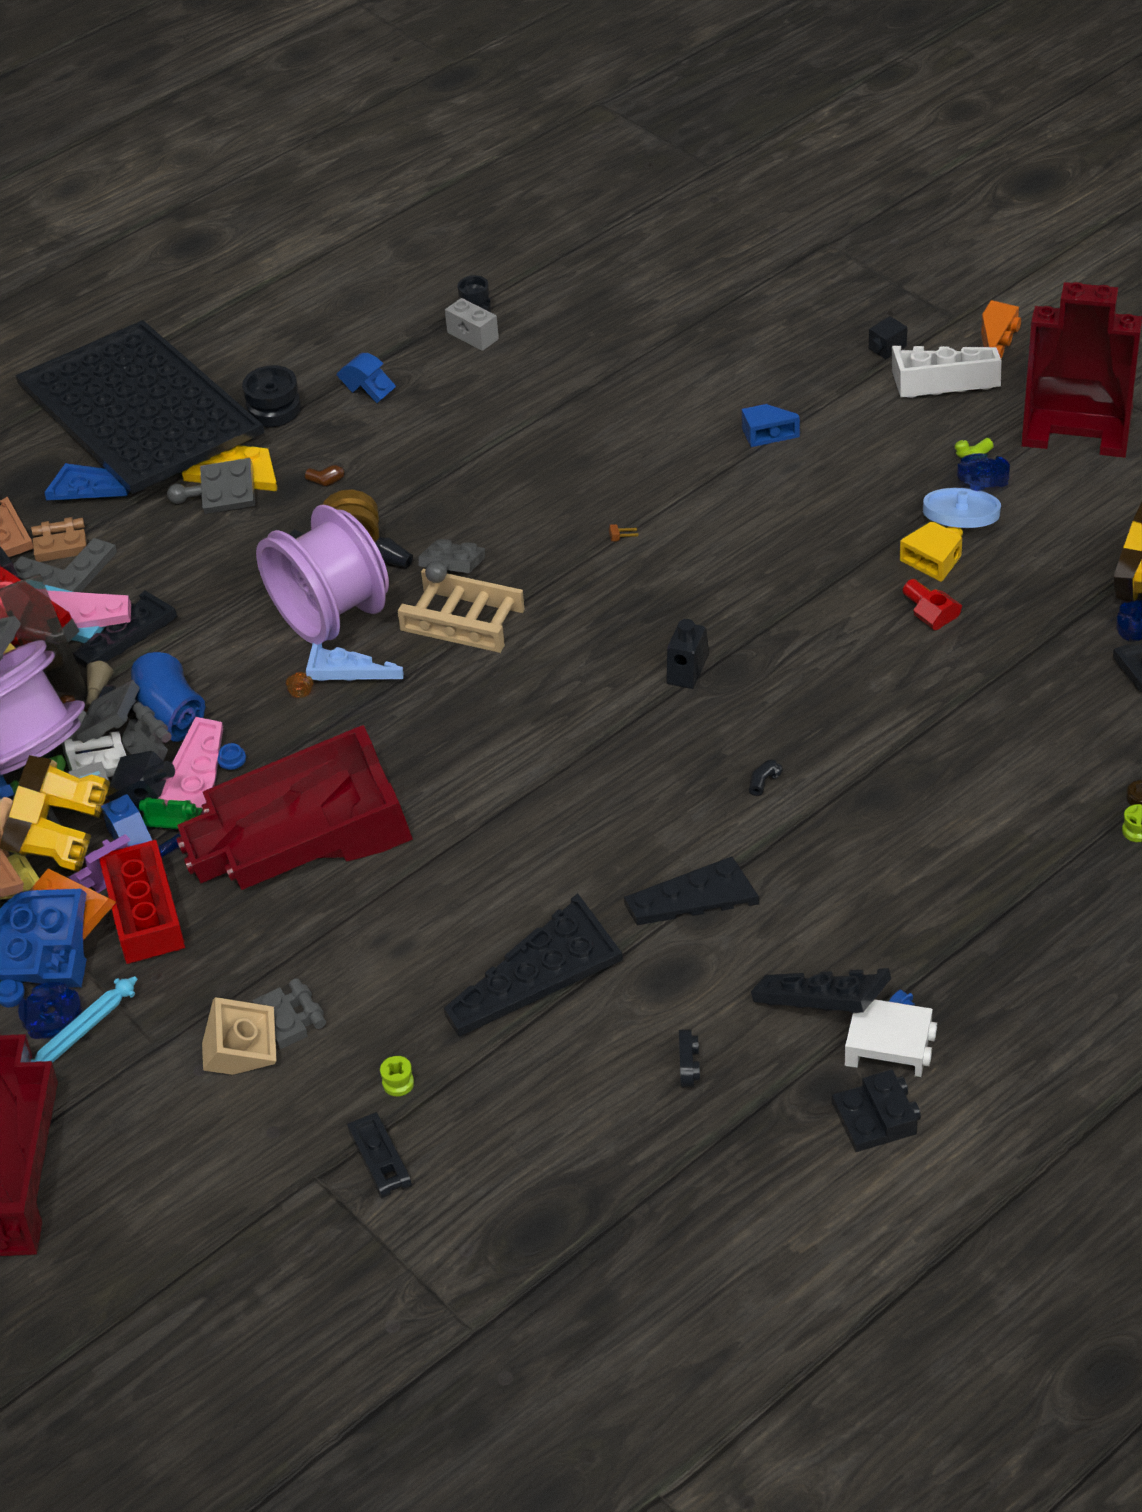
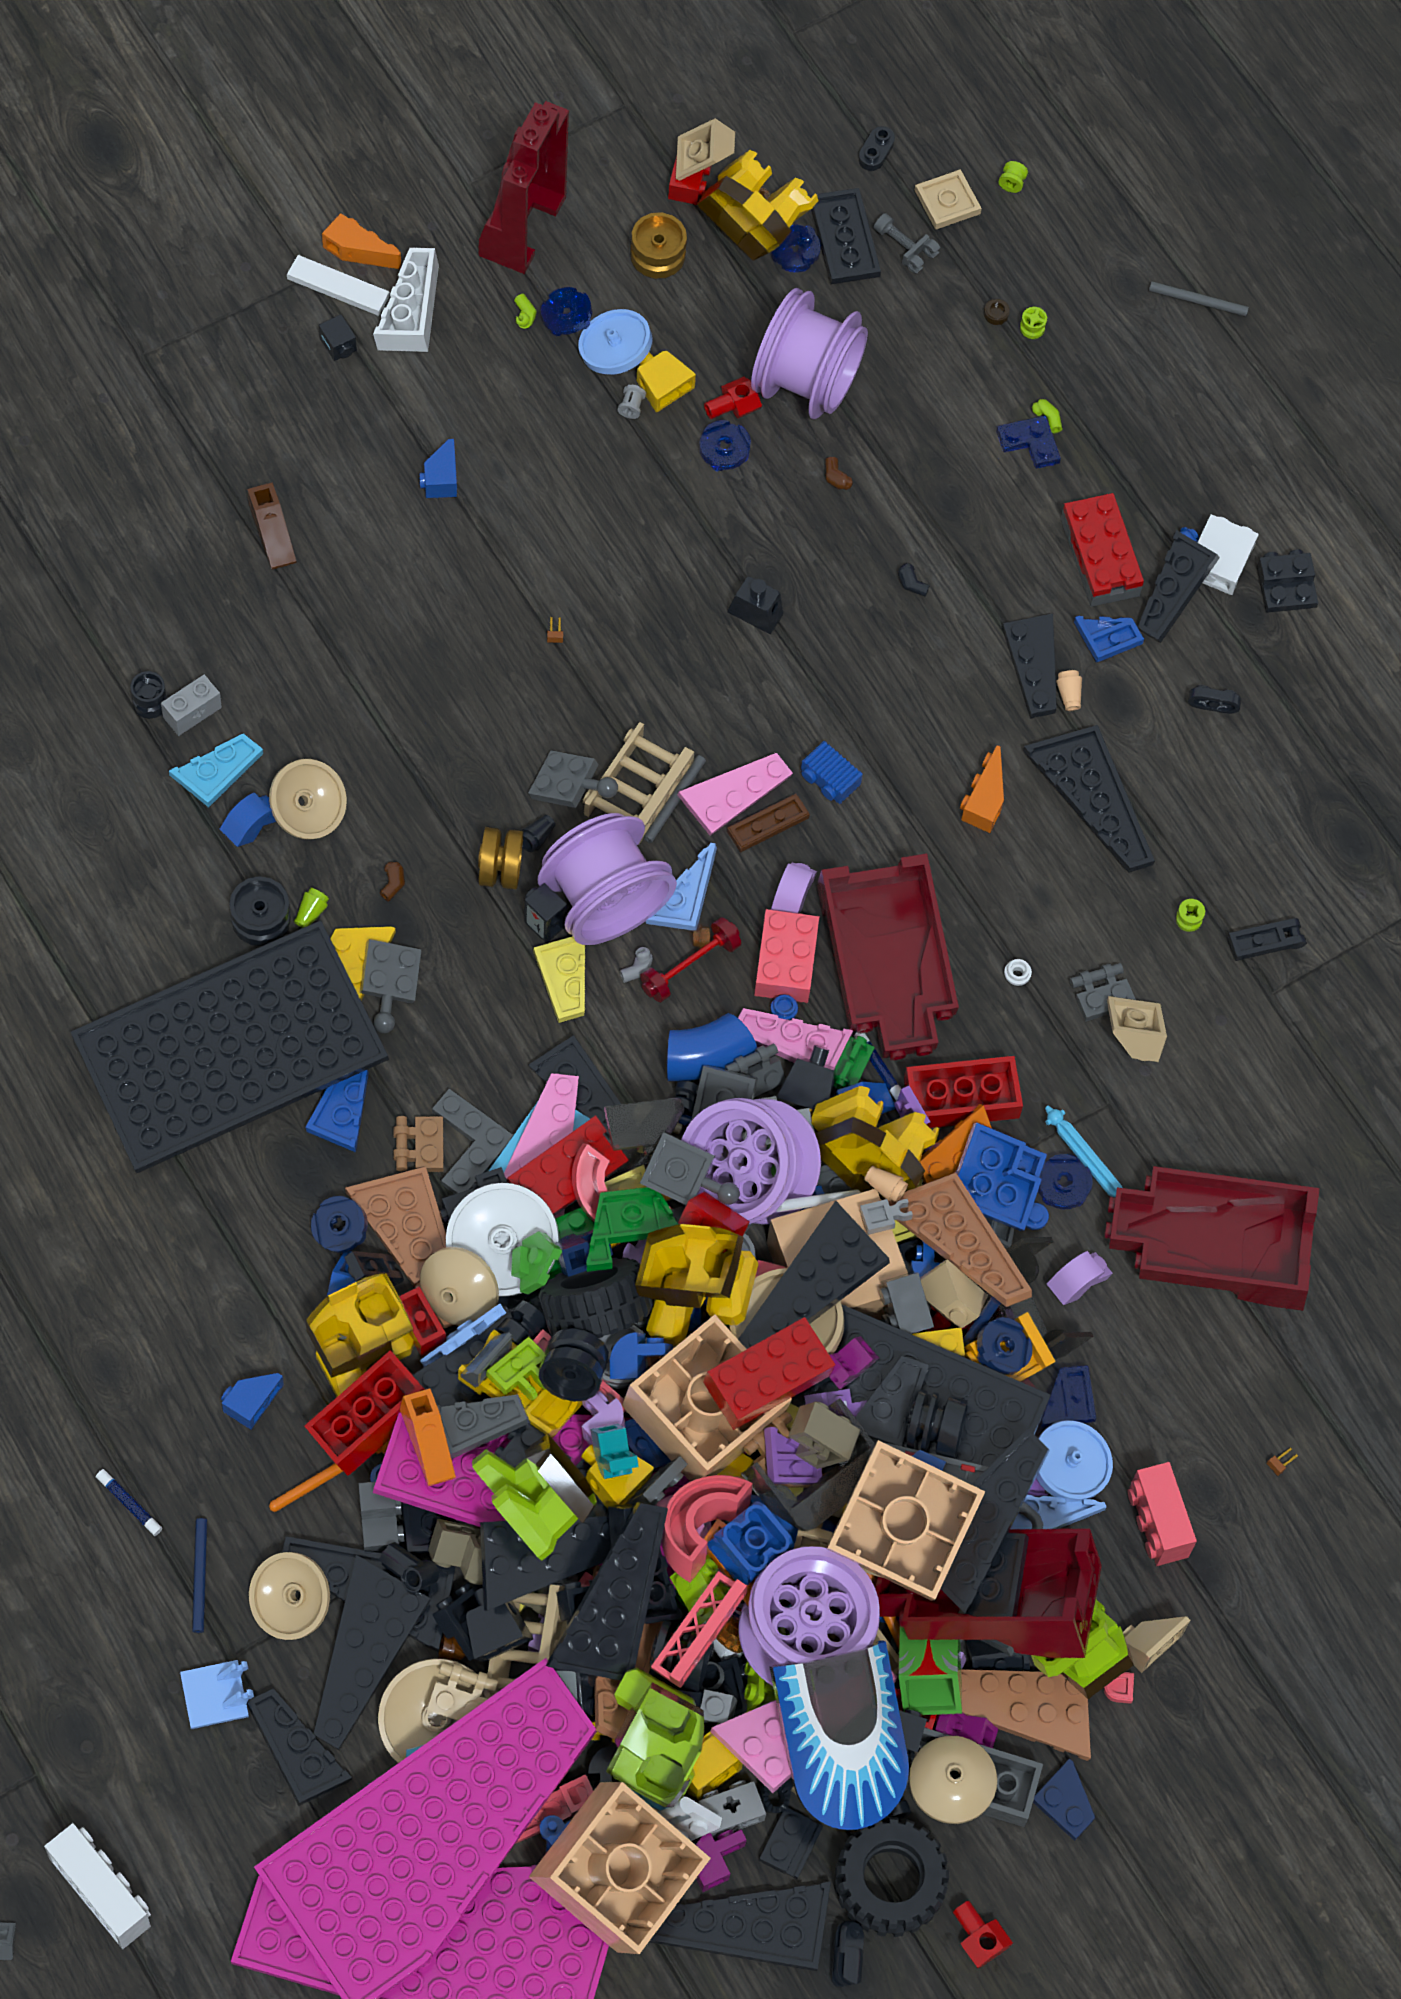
camera: 90 degrees left, 20 degrees up
(235, 599) = (564, 976): none -> light yellow wing
(267, 649) = (642, 962): none -> light grey arm
(280, 734) = (786, 955): none -> coral brick
(287, 430) = (311, 907): none -> lime cone
(299, 695) = (656, 984): none -> dark red axle
(300, 934) = (1017, 965): none -> white plate
(380, 392) = (322, 796): none -> tan dish
(383, 740) = (793, 888): none -> lavender brick
(414, 354) = (215, 772): none -> medium azure wing
(443, 714) = (768, 823): none -> reddish brown tile
(453, 642) = (673, 800): none -> dark grey piece
(468, 679) = (729, 794): none -> bright pink wing
(506, 745) = (831, 773): none -> blue brick
(512, 873) = (987, 798): none -> orange slope
(664, 925) = (1070, 688): none -> light nougat cone
(675, 329) = (271, 525): none -> reddish brown slope
(744, 950) = (1108, 635): none -> blue wing
(854, 923) = (1102, 549): none -> red piece
(874, 694) = (836, 477): none -> reddish brown arm
(875, 619) = (721, 458): none -> clear blue plate
(896, 532) = (631, 403): none -> light grey bush
(951, 324) = (338, 285): none -> white tile
(985, 614) = (809, 354): none -> lavender wheel
(987, 851) = (1030, 434): none -> clear blue plate
(1025, 858) = (1052, 414): none -> lime arm
(1088, 514) = (658, 245): none -> pearl gold wheel

